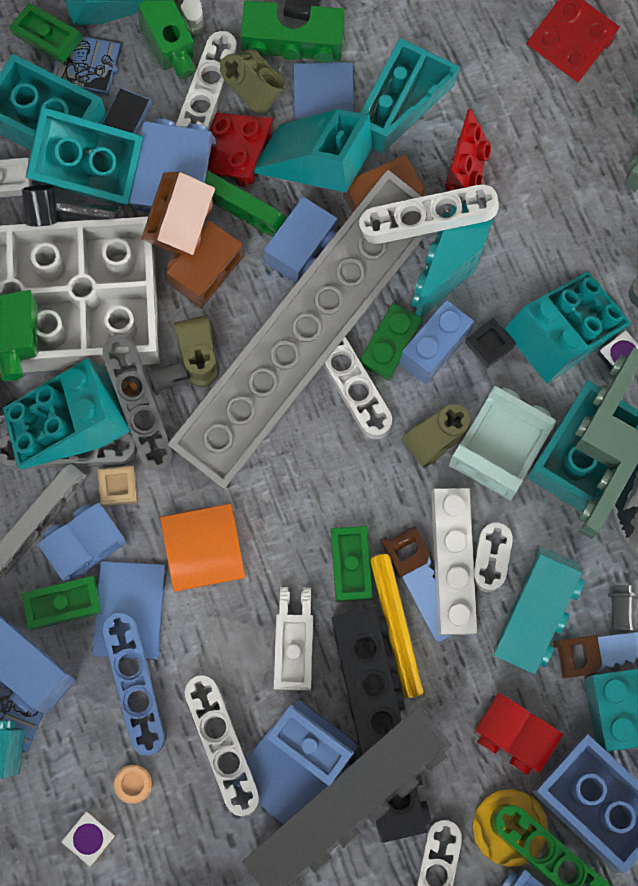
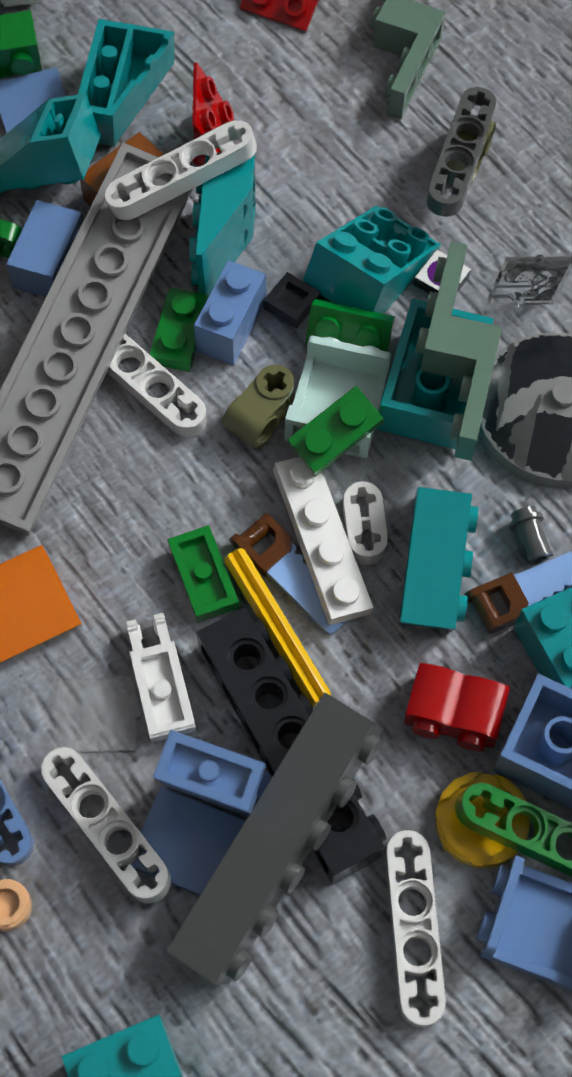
camera: 15 degrees left, 10 degrees down
(490, 480) = (335, 430): none -> green plate
(530, 383) = (350, 324): none -> green plate

